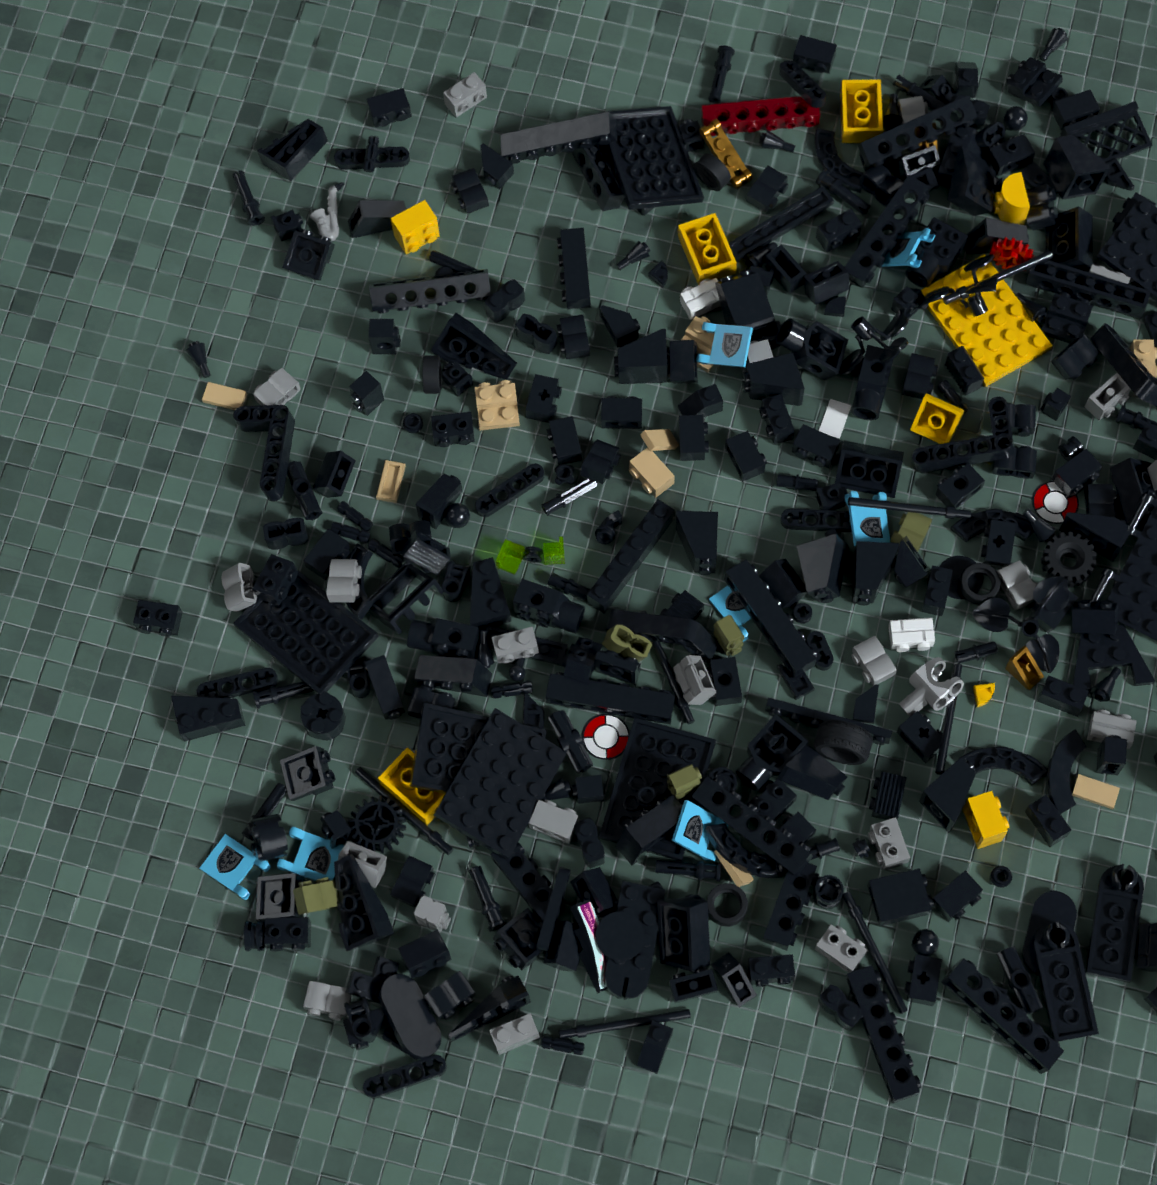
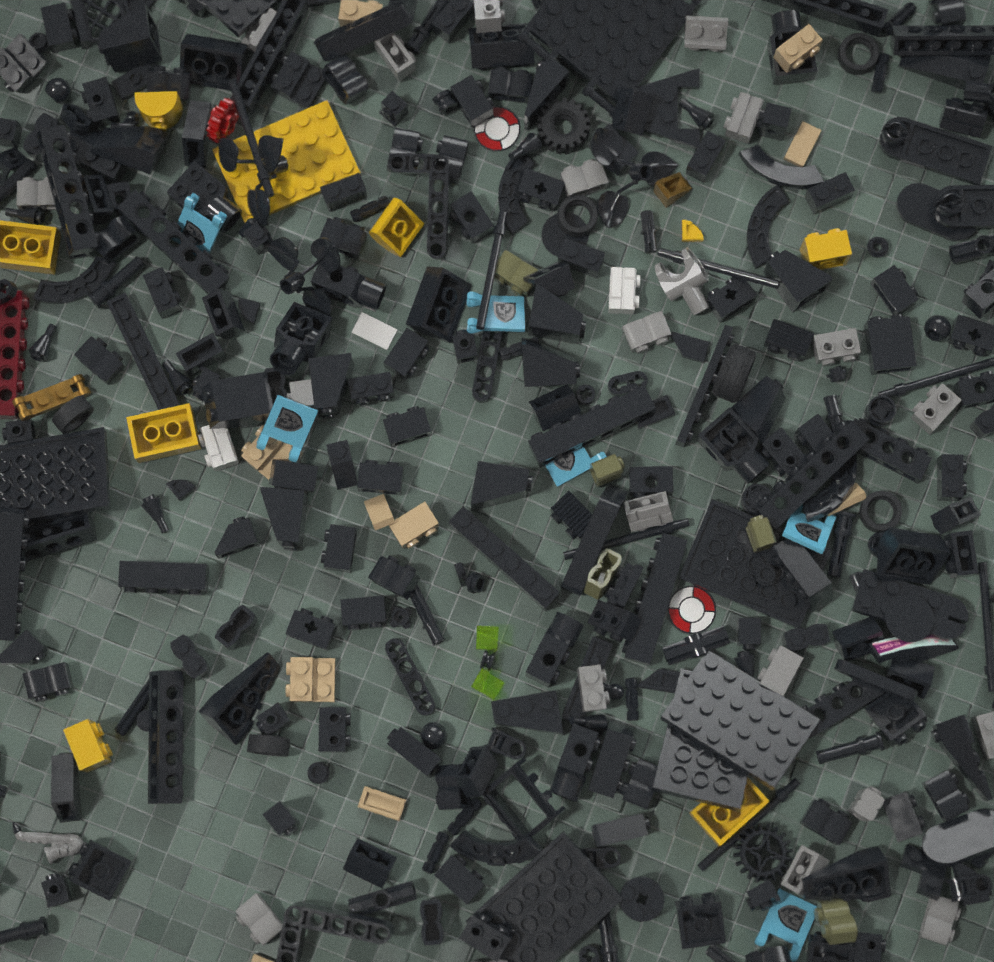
camera: 85 degrees left, 10 degrees up
(343, 580) = (498, 862): light grey brick -> none
(355, 516) = (417, 846): black axle -> none
(384, 336) = (216, 792): black brick -> none
(568, 586) = (527, 627): black pin -> none
(574, 337) = (243, 587): black brick -> none
(796, 482) = (442, 379): black axle -> none
(1034, 310) = (284, 111): black cone -> none

